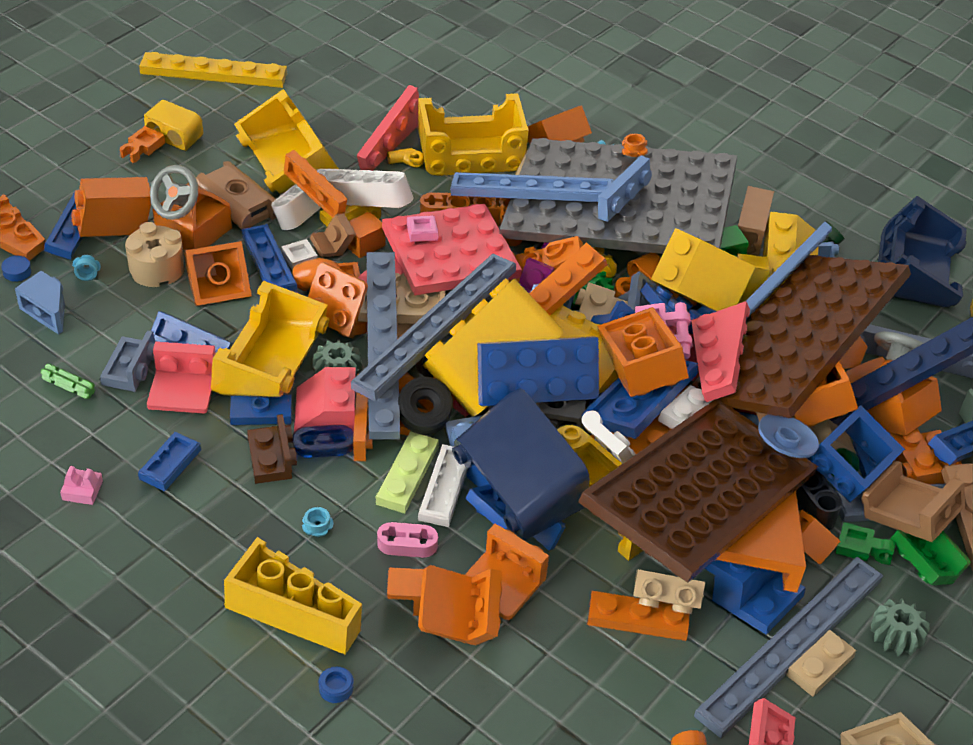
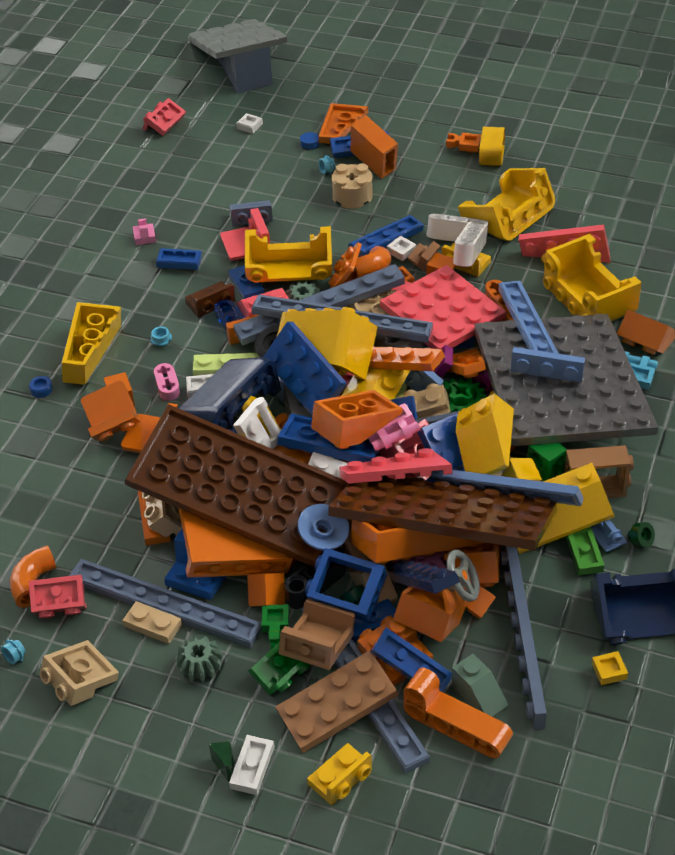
camera: 75 degrees right, 0 degrees up
(43, 300) = (283, 160): medium blue slope -> none
(68, 381) = (224, 196): axle -> none
(174, 330) = (287, 224): plate -> none
(189, 209) = (400, 182): orange piece -> none
(213, 69) = (579, 144): yellow plate -> none
(217, 273) = (351, 215): orange slope -> none
(246, 198) = (440, 197): medium nougat piece -> none
(314, 184) = (452, 219): orange plate -> none
(422, 228) = (440, 282): bright pink tile -> none
(634, 145) = (618, 361): orange plate -> none

